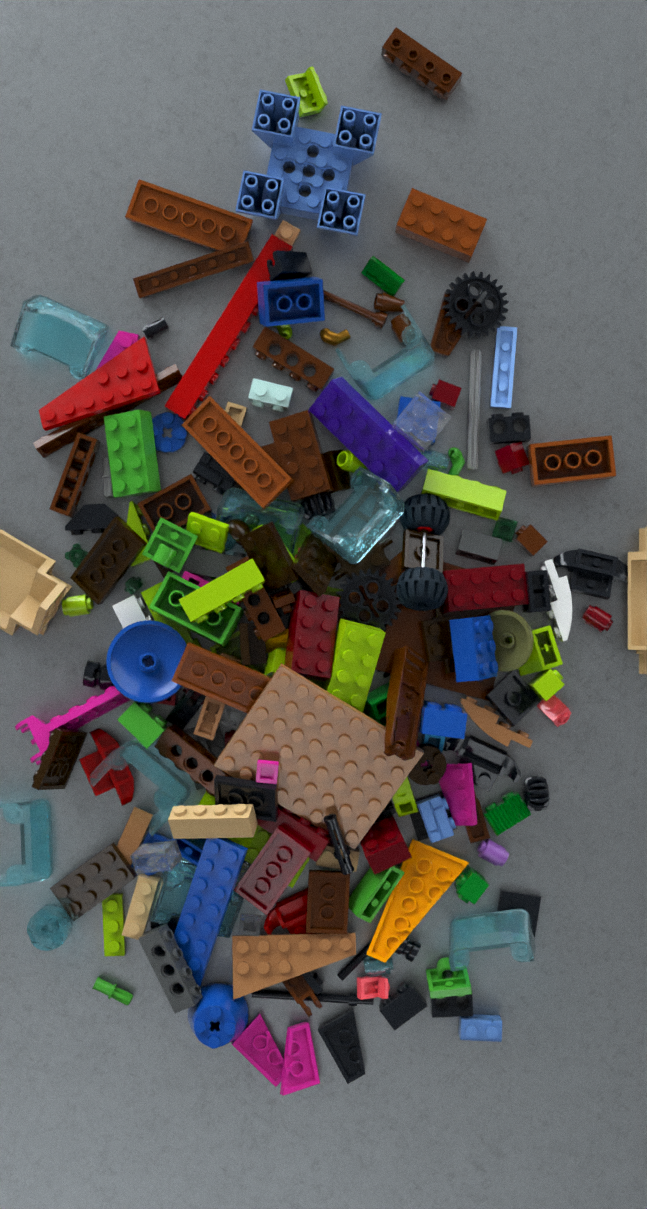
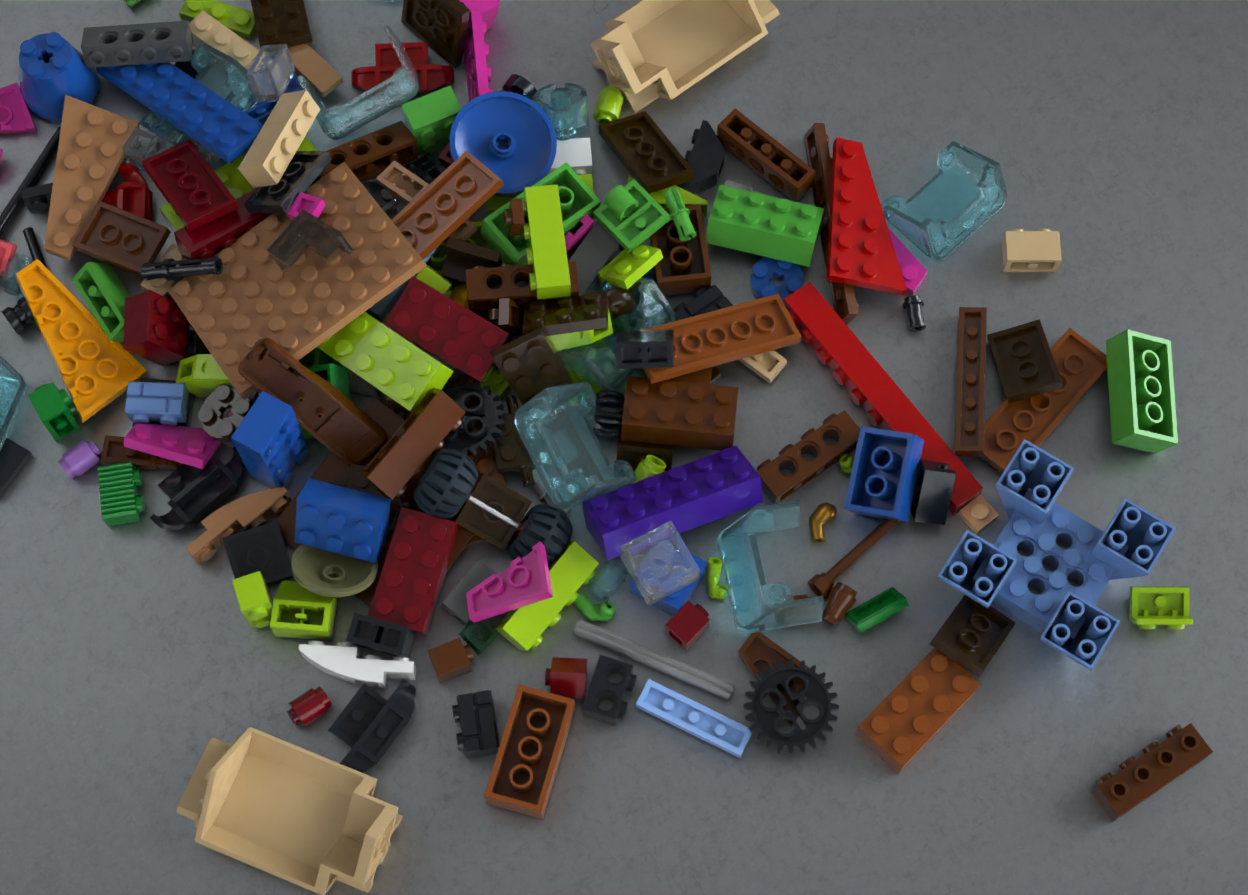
camera: 110 degrees right, 20 degrees down
(75, 263) = (1031, 251): none -> tan brick
(76, 550) = (675, 131): clear green plate -> none
(97, 633) = (565, 108): none -> clear light blue brick
(133, 585) = (606, 174): clear green plate -> none
(153, 513) = (679, 214): none -> bright green axle
(158, 150) = (1141, 391): none -> bright green brick
(165, 237) = (1024, 361): none -> dark brown plate
(213, 621) = (514, 217): none -> reddish brown plate
(271, 395) = (774, 413): light aqua brick -> none
(273, 491) = (645, 349): none -> black hinge
(291, 755) = (304, 233): none -> clear smoke panel
(300, 991) = (34, 175): reddish brown hinge -> none
(383, 204) = (972, 634): none -> dark brown plate
(406, 621) = (413, 443): none -> reddish brown brick
(410, 389) = (713, 573): none -> lime arm
(471, 513) = (515, 587): none -> dark pink wing
(536, 793) = (124, 535): black gear -> none
(555, 710) = (217, 605): coral bracket -> none
(564, 504) = (478, 724): none -> black brick

